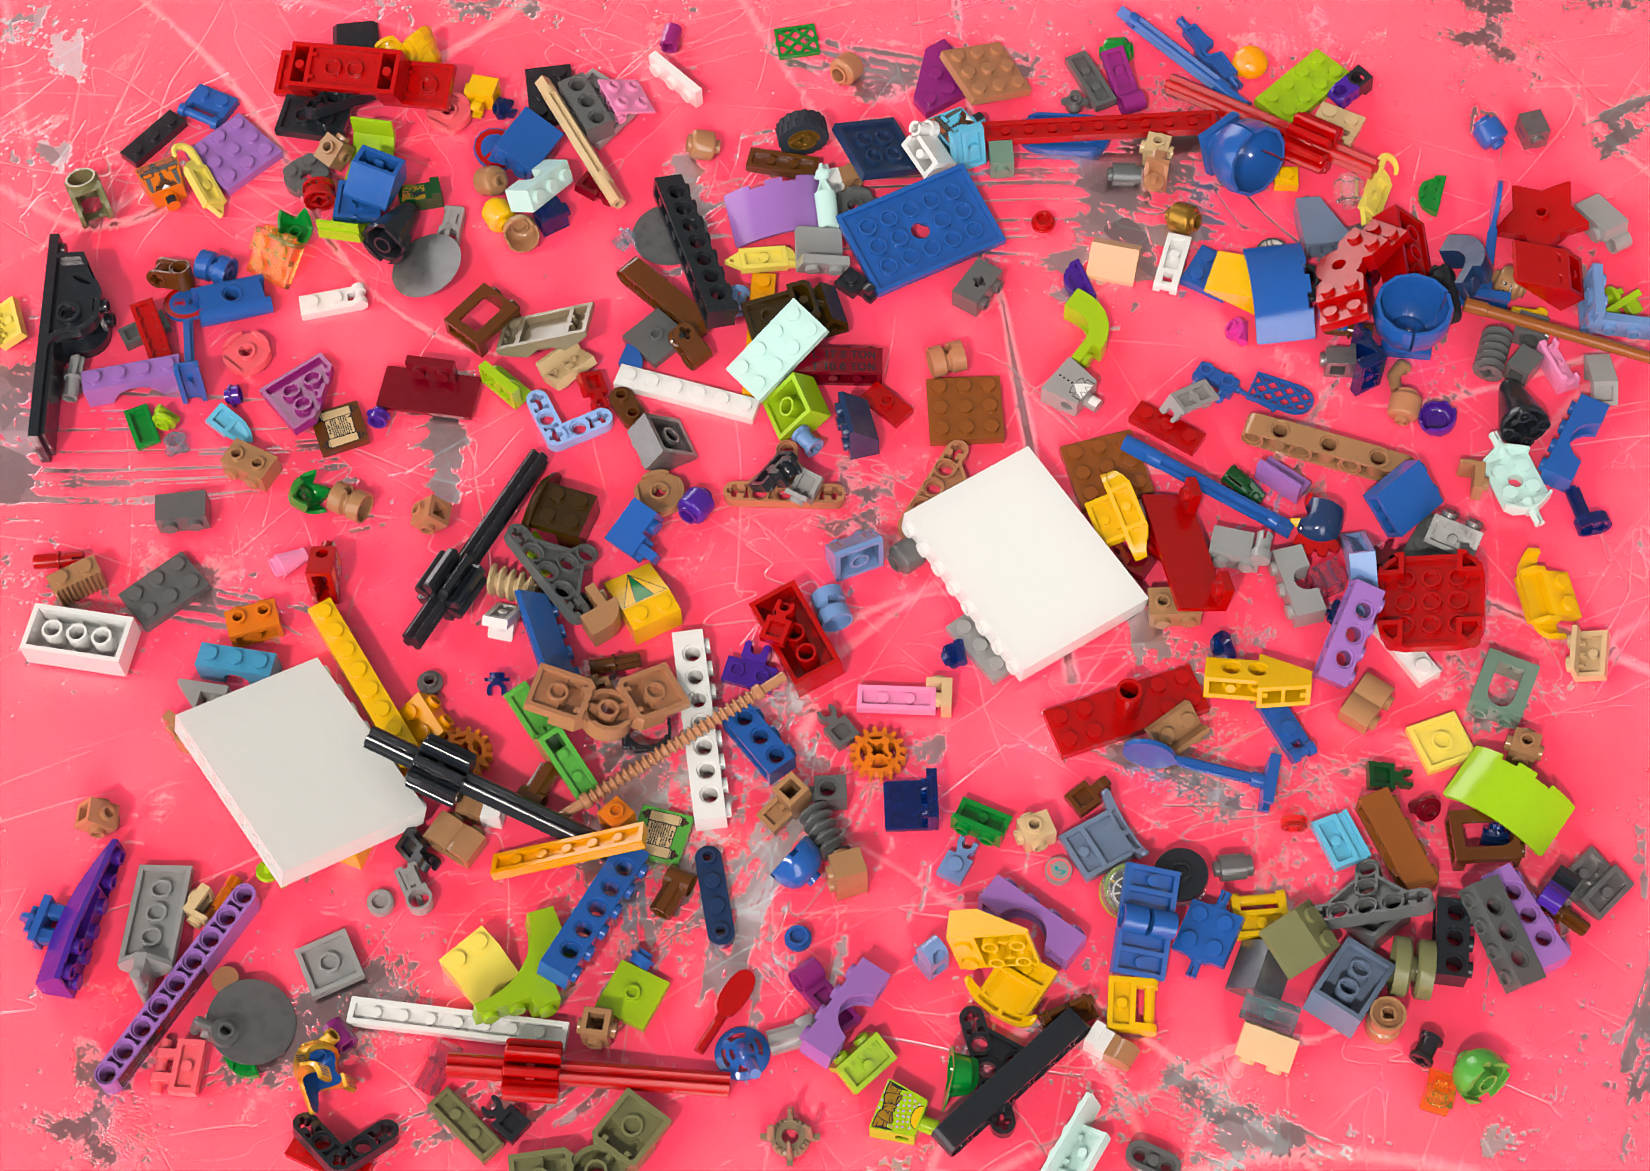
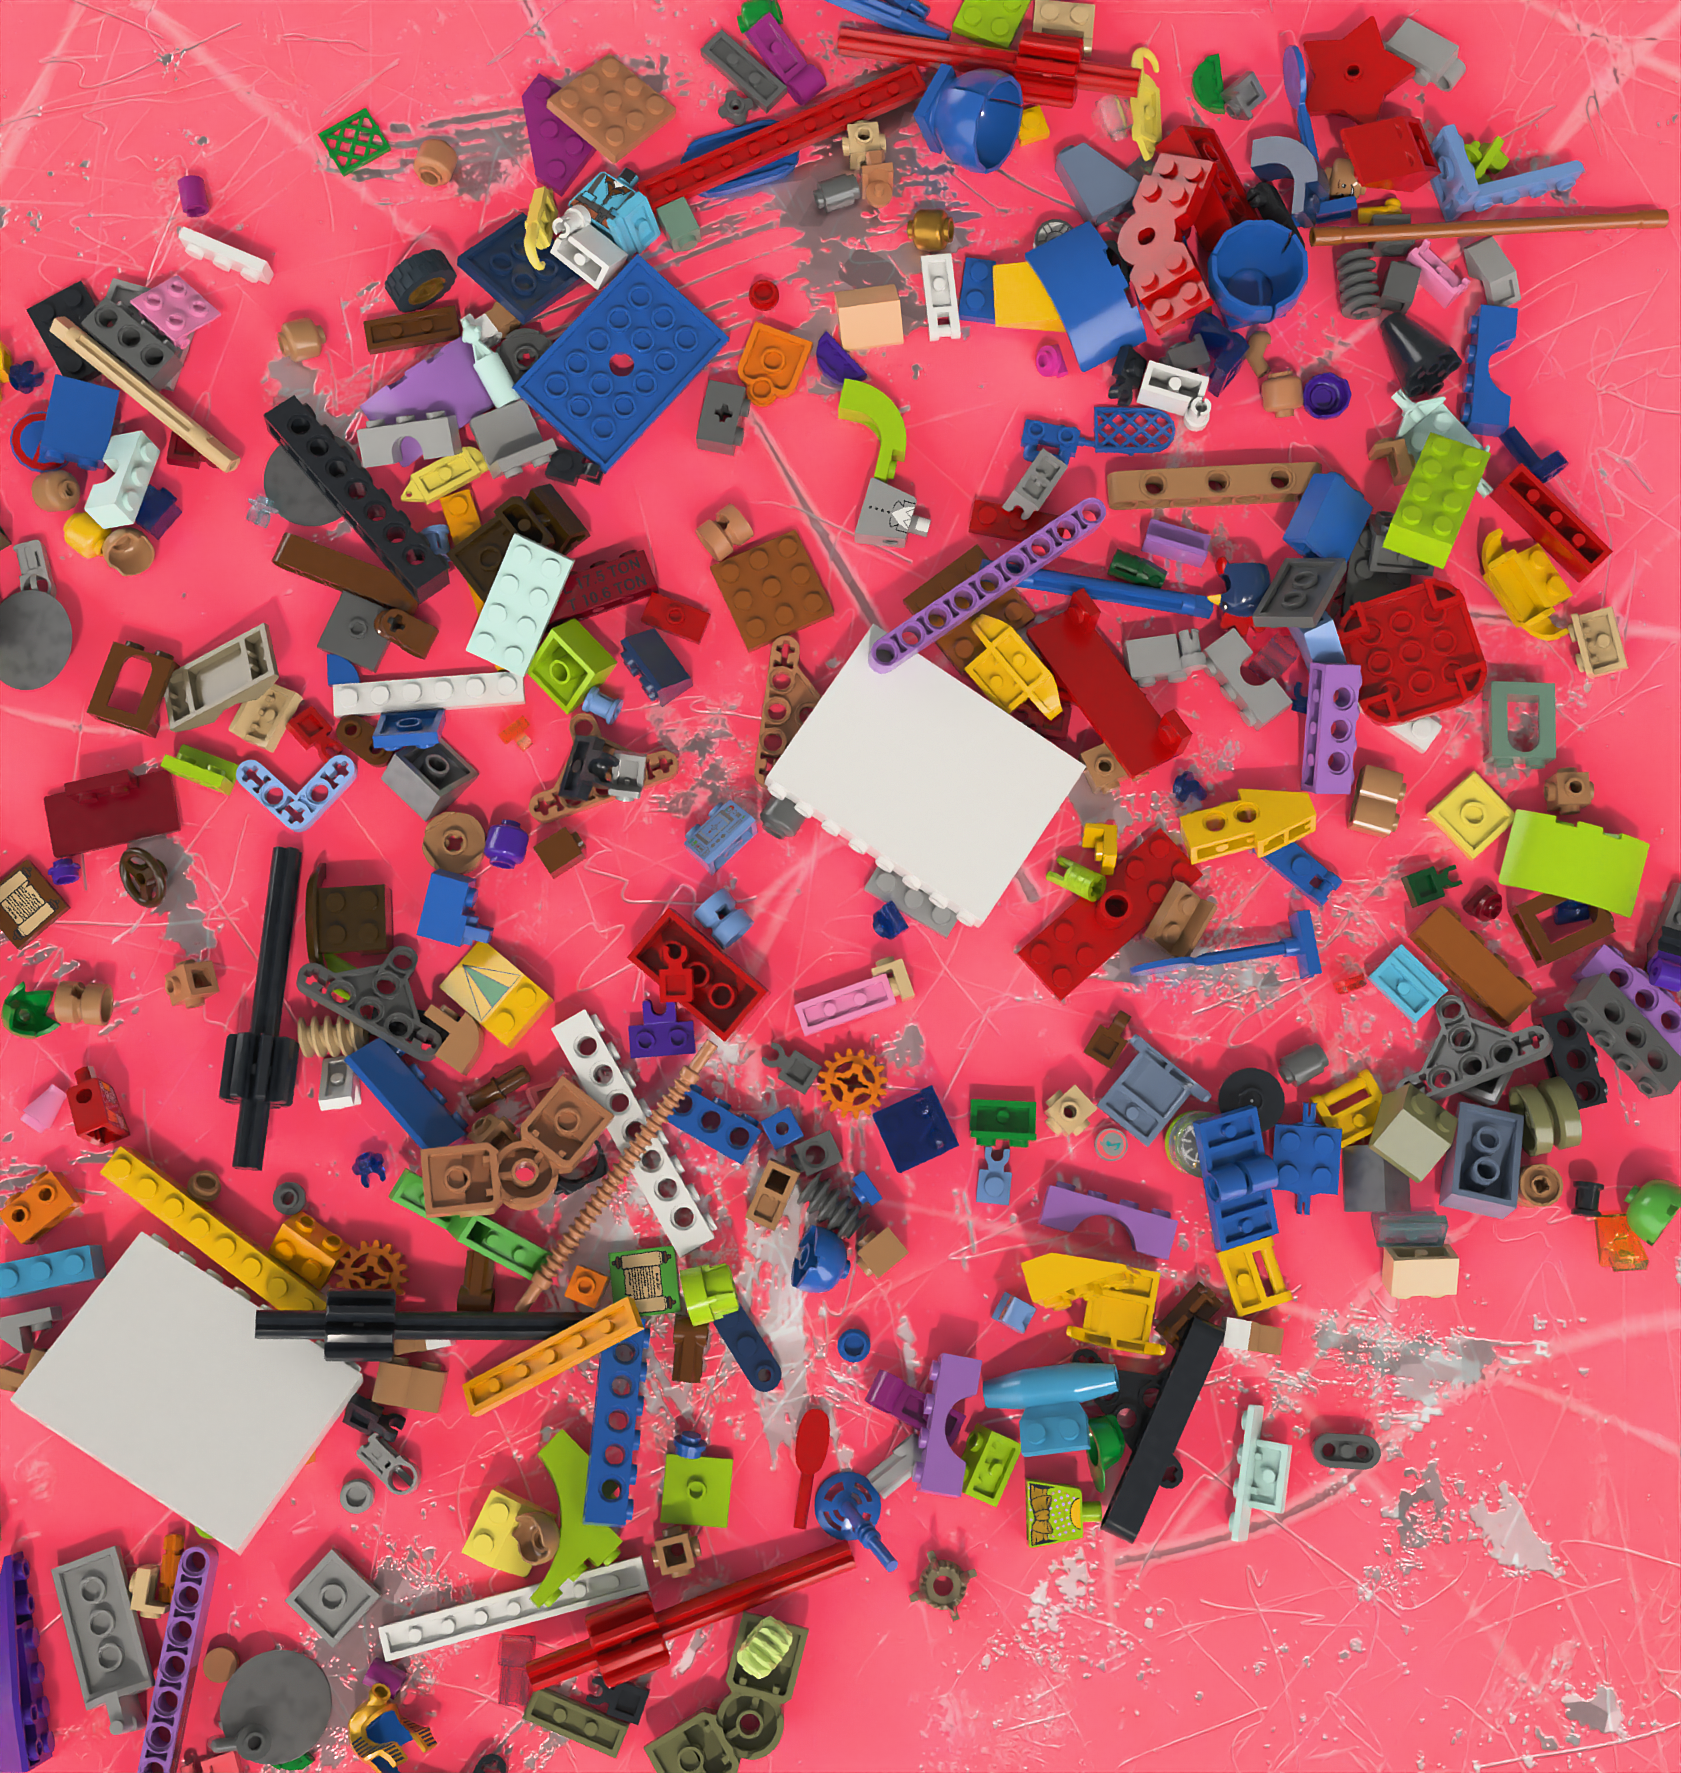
camera: 25 degrees left, 20 degrees up
(374, 651) = (204, 1186): none -> medium nougat plate
(435, 439) = (147, 876): none -> dark brown piece
(499, 968) = (536, 1537): none -> medium nougat hair
(632, 1108) = (764, 1647): none -> yellowish green gear
(669, 408) = (409, 729): none -> blue plate
(705, 848) = (709, 1292): none -> lime piece
(729, 220) = (382, 442): none -> light grey arch
(733, 524) = (560, 851): none -> reddish brown brick
(737, 436) = (516, 733): none -> clear orange tile
(806, 771) = (781, 1141): none -> blue piece
(855, 824) = (865, 1190): none -> blue plate
(900, 124) = (539, 224): none -> light yellow plate
(932, 1027) = (1051, 1403): none -> dark azure plate
(1030, 266) = (772, 364): none -> orange plate
(1108, 673) = (1078, 879): none -> lime hinge
(1113, 454) = (996, 573): none -> medium lavender beam
(1140, 656) = (1104, 841): none -> yellow bracket
(1292, 354) = (1128, 374): none -> black plate
(1321, 377) = (1176, 393): none -> white hinge
(1359, 532) = (1299, 592): none -> dark grey plate
(1453, 207) = (1243, 96): none -> flat silver bracket
(1490, 503) = (1436, 500): none -> lime brick
(1580, 558) = (1550, 523): none -> red brick

